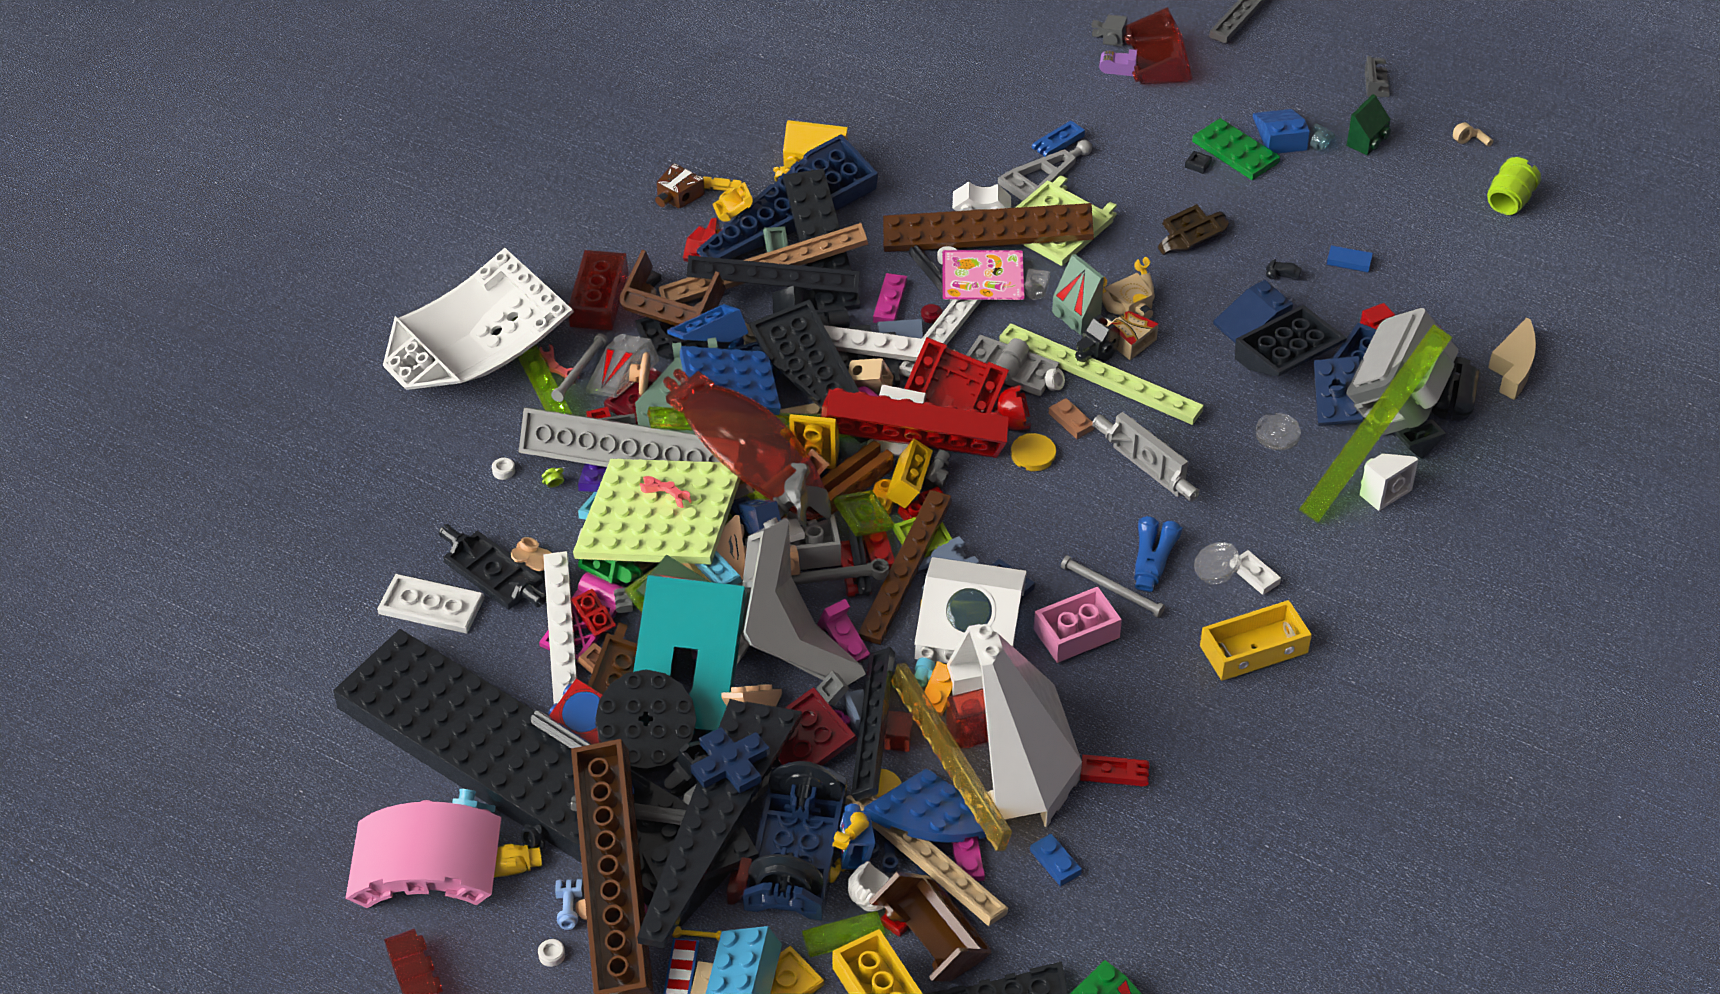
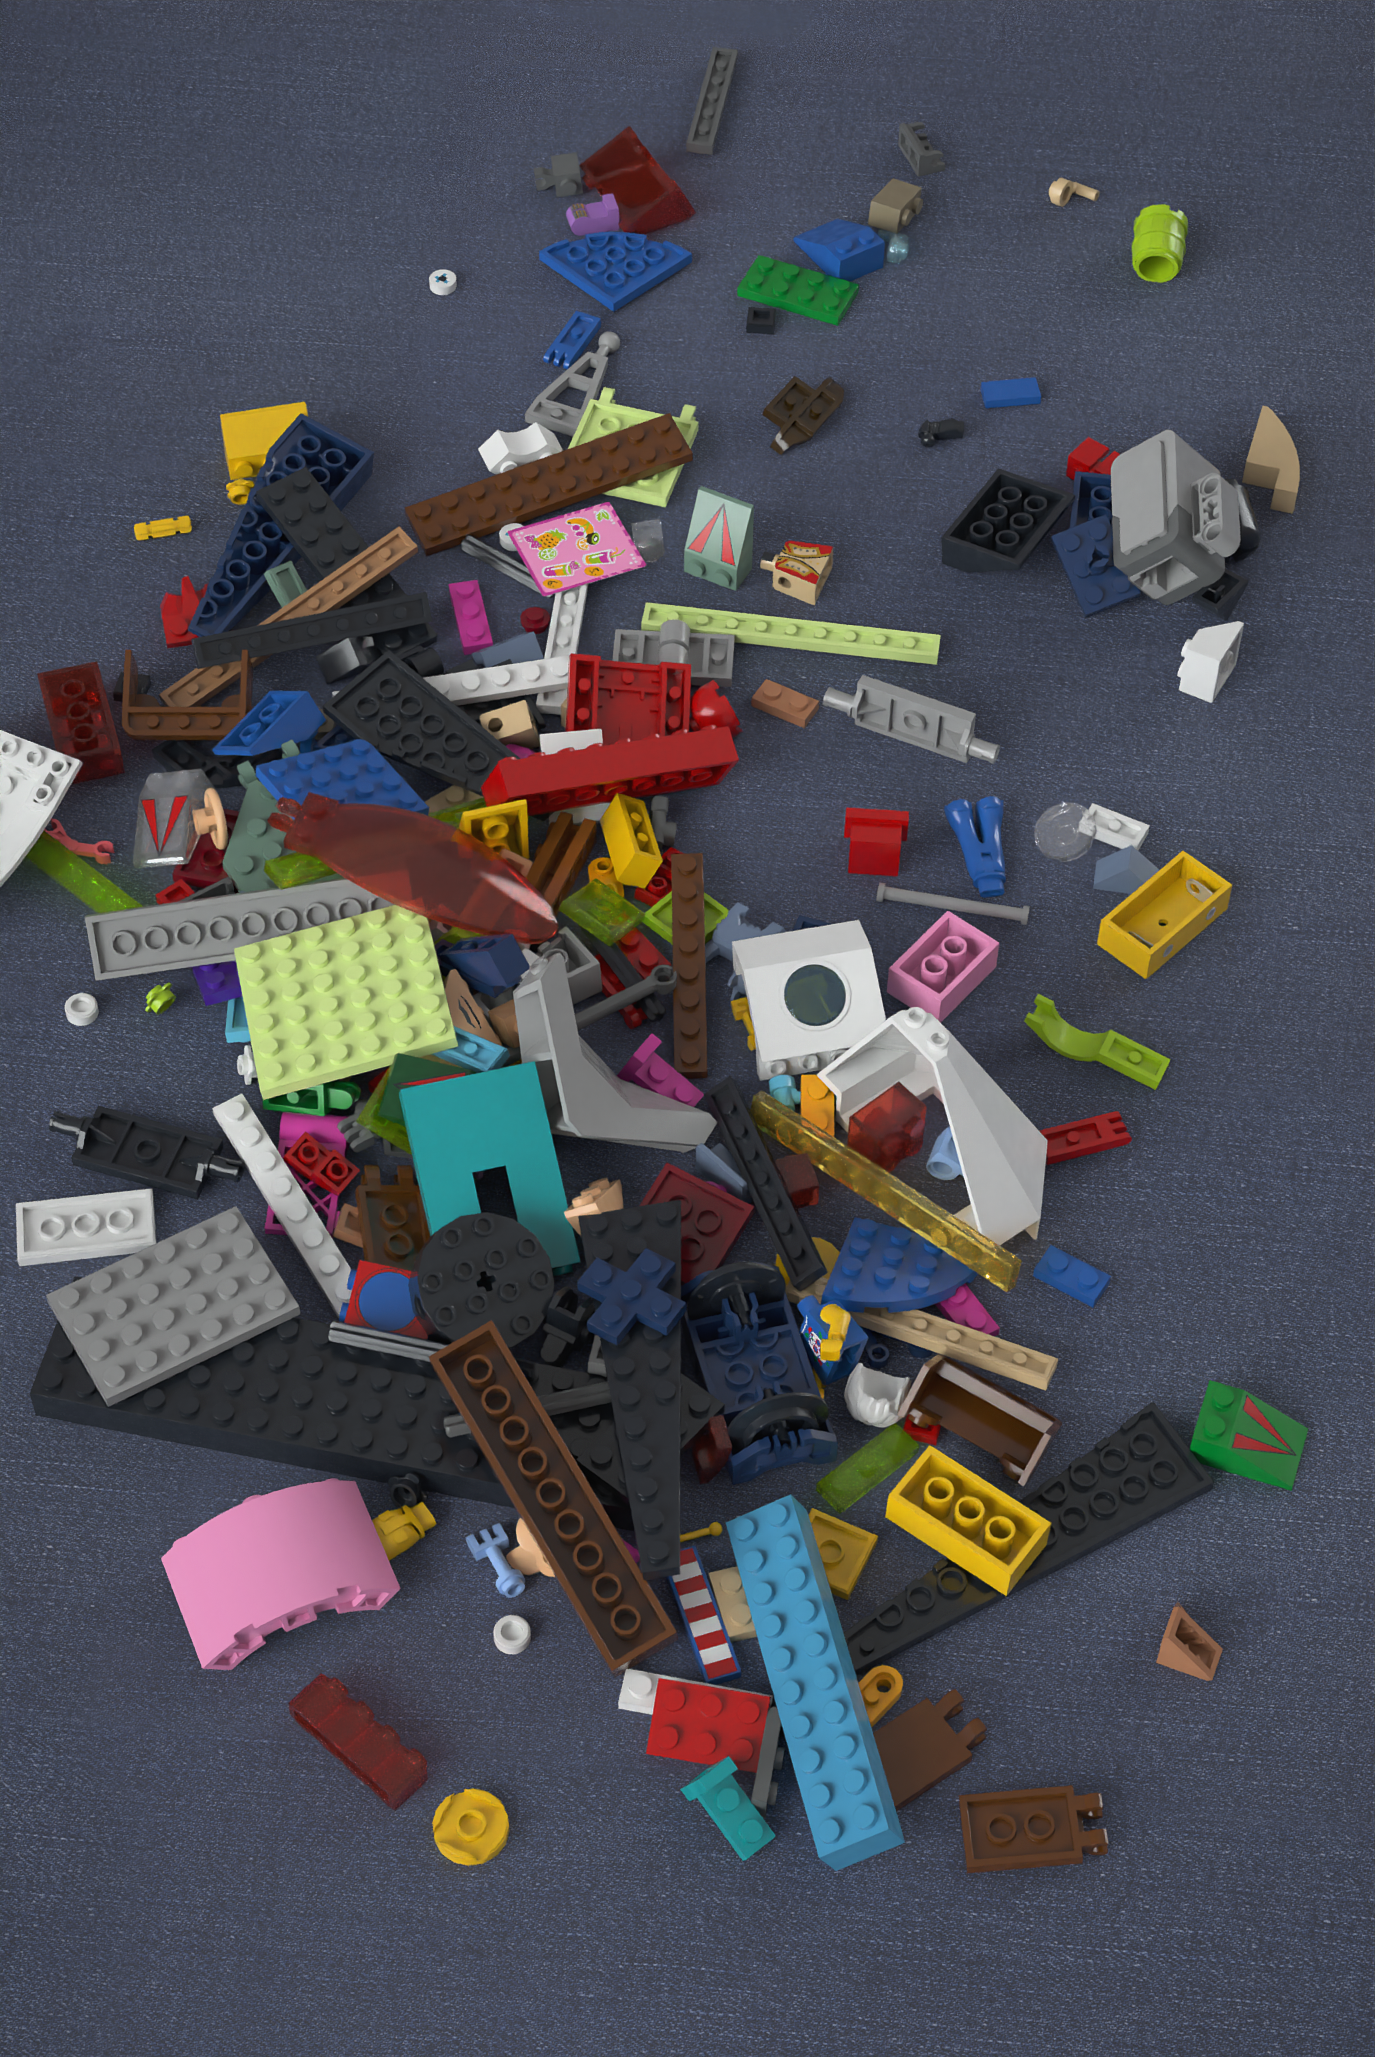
camera: 25 degrees left, 5 degrees up
(446, 666) = (172, 1305): none -> light grey plate
(467, 797) = (302, 1474): medium azure piece -> none
(530, 553) = (185, 1112): light nougat plate -> none
(558, 394) = (109, 882): light grey bar -> none
(655, 485) = (319, 966): coral piece -> none
(678, 187) = (109, 548): reddish brown torso -> none
(732, 202) = (203, 547): yellow piece -> none
(802, 495) = (525, 911): dark grey animal -> none
(832, 688) = (694, 1155): dark grey plate -> none
(993, 78) = (442, 282): none -> white tile
(1033, 452) = (763, 762): yellow tile -> none
(1054, 379) = (740, 658): white tile -> none
(1077, 526) = (875, 840): none -> red plate
(1097, 341) = (771, 591): black hinge -> none
(1116, 98) = (615, 264): none -> blue plate
(1131, 293) = (779, 516): tan torso -> none
(1165, 717) = (1107, 1048): none -> lime piece
(1244, 601) = (1123, 871): none -> sand blue slope
(1252, 309) = (937, 497): dark blue slope -> none
(1278, 431) = (1042, 640): clear tile -> none
(1333, 110) = (895, 206): none -> dark tan brick
(1368, 126) = (949, 216): dark green slope -> none
(1375, 423) = (1179, 594): clear neon green plate -> none

